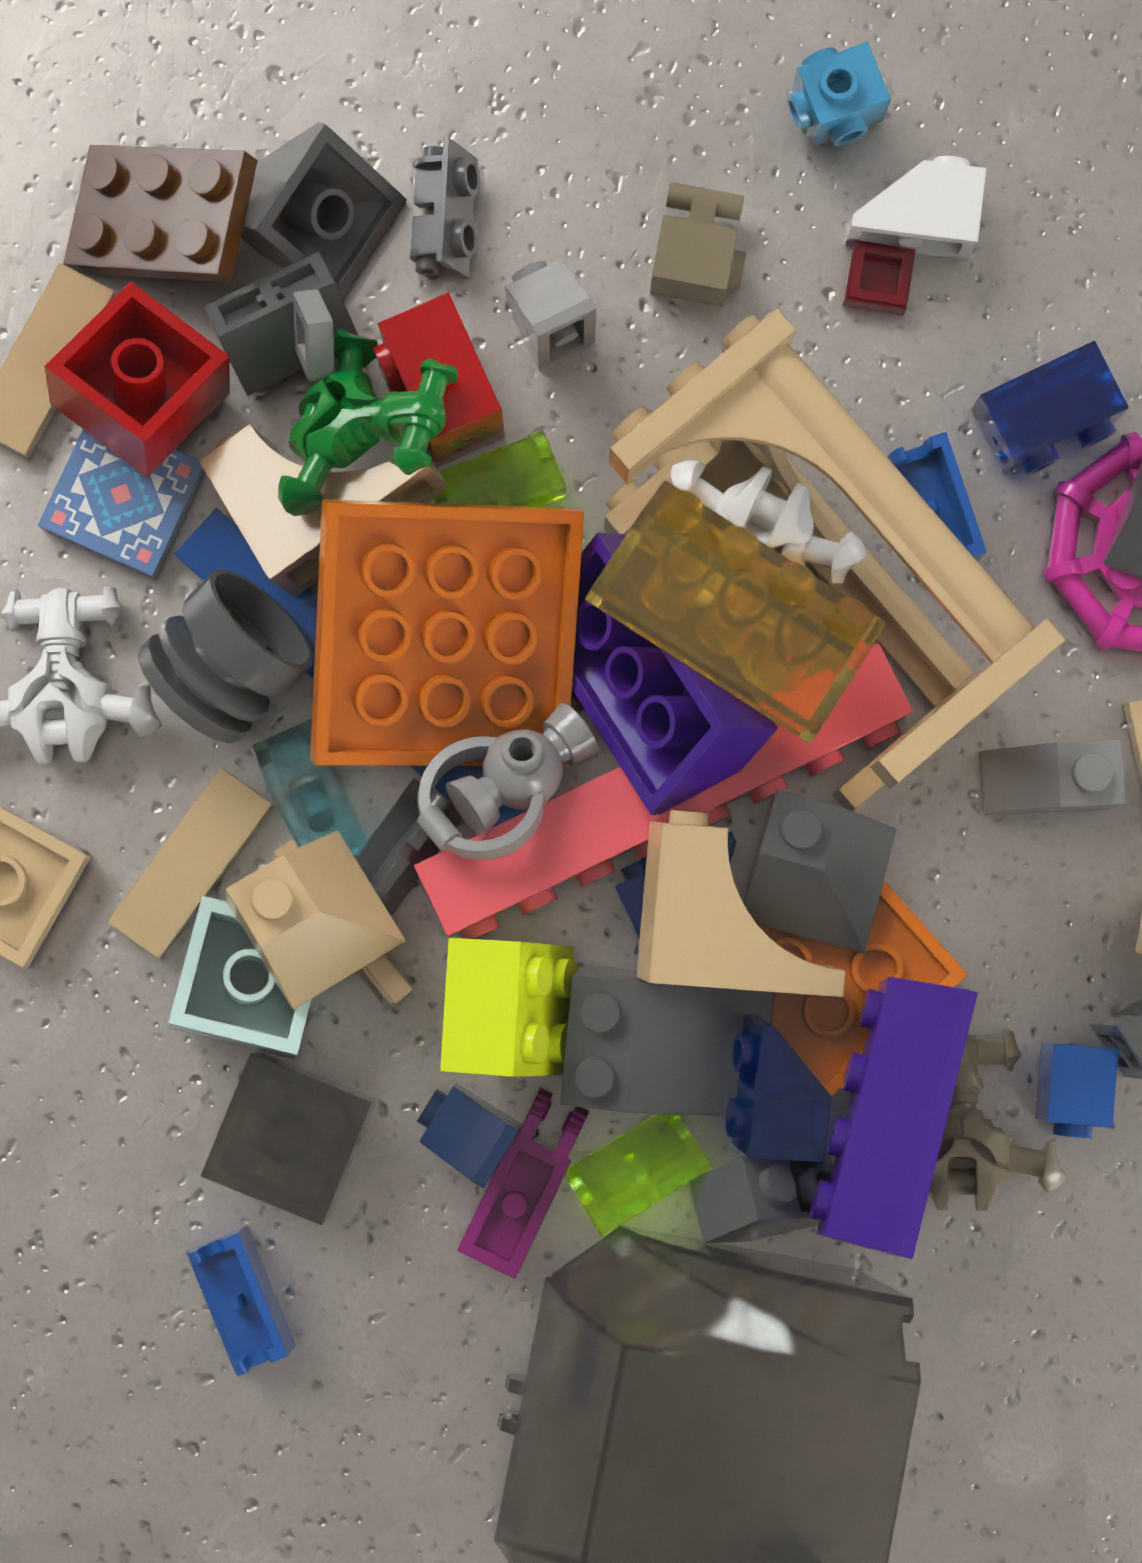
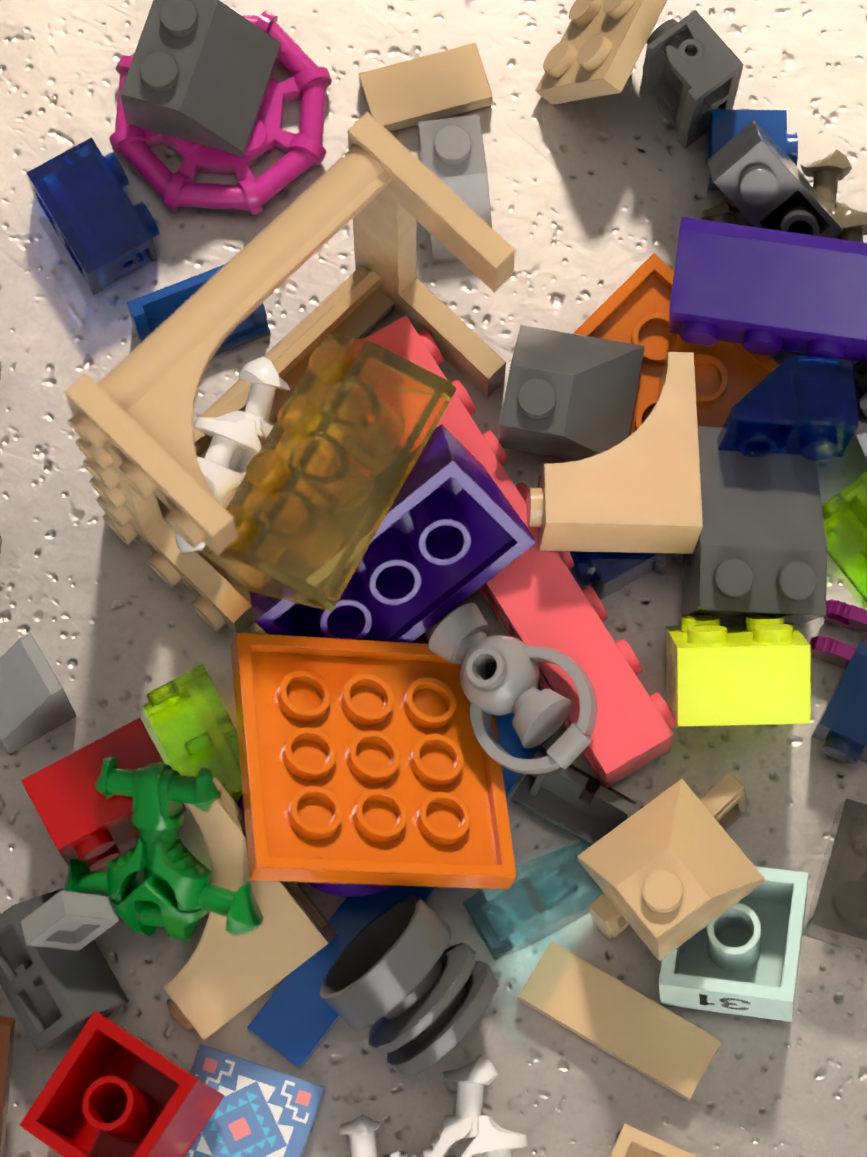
camera: 95 degrees left, 10 degrees down
(1015, 1099) = (769, 186): none -> dark grey slope

